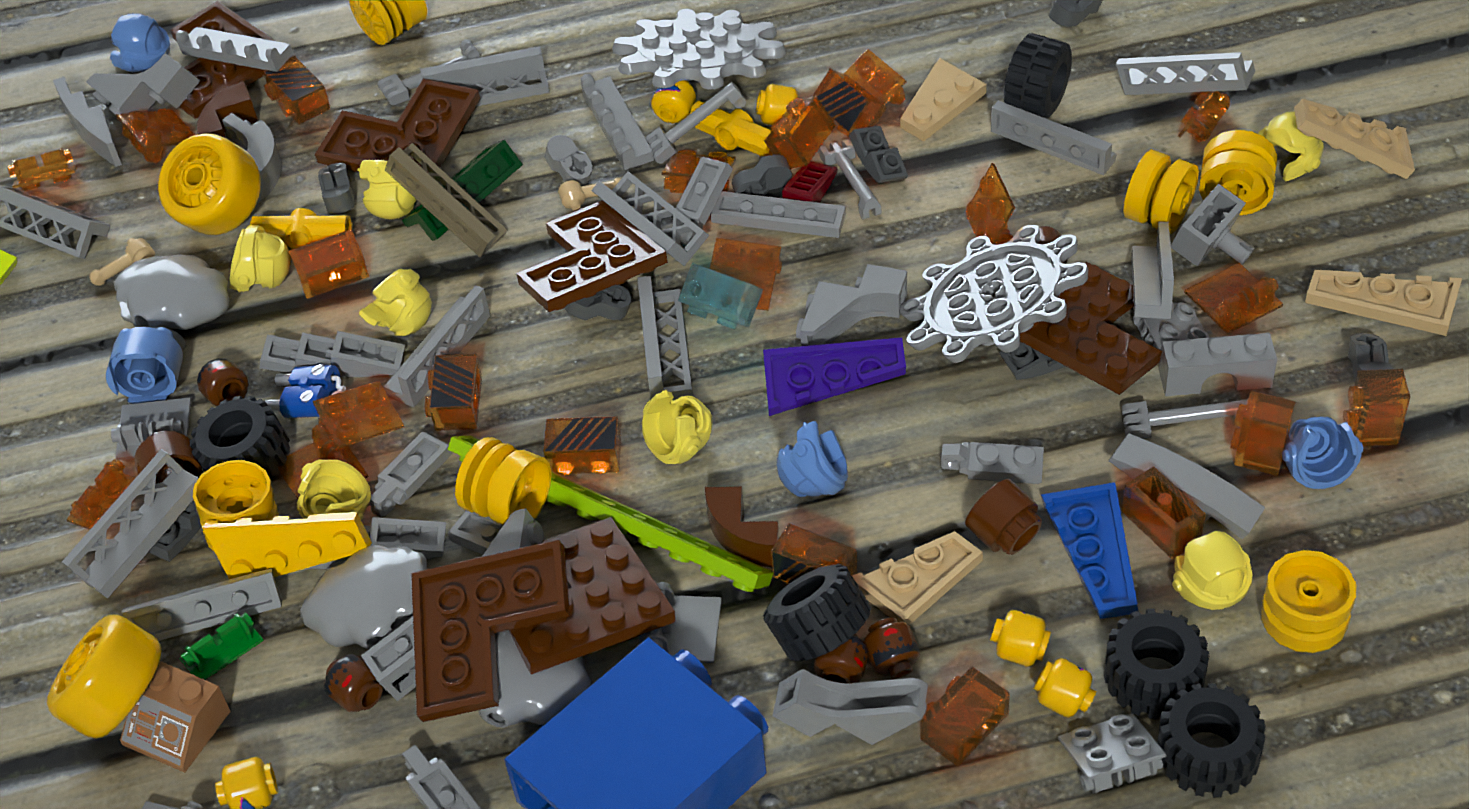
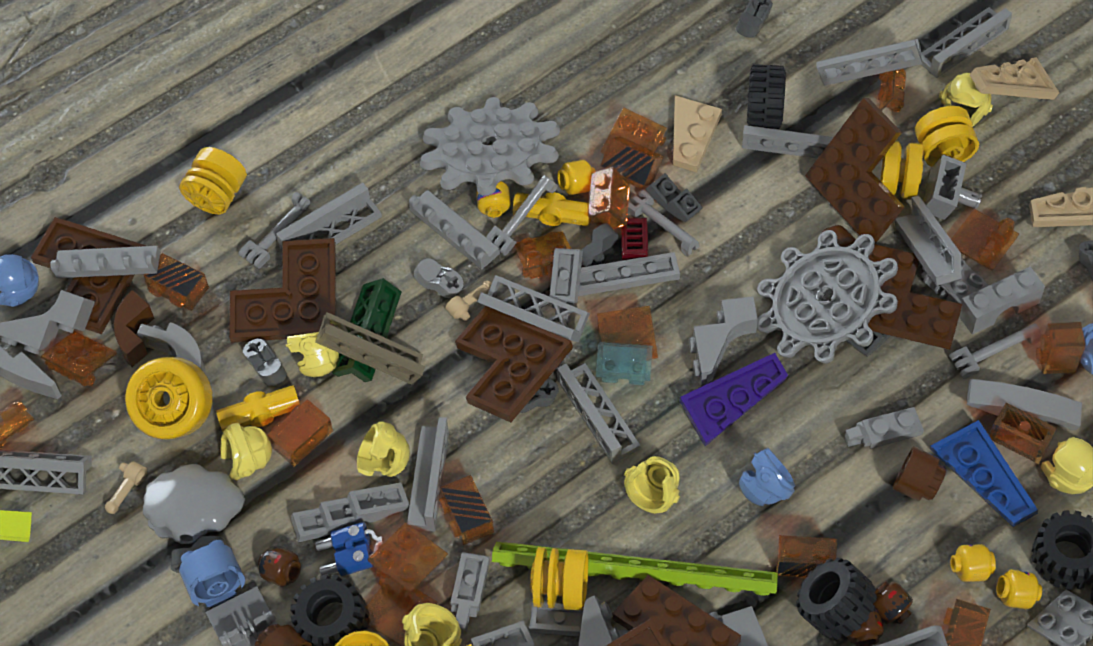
camera: 25 degrees left, 10 degrees up
(583, 445) = (588, 521): clear orange brick -> none
(745, 539) = (726, 546): reddish brown brick -> none
(916, 582) = (880, 541): tan wing -> none
(991, 208) = (786, 223): clear orange hinge -> none
(1090, 175) = (846, 168): none -> reddish brown plate
(1328, 89) = (965, 45): none -> light grey fence

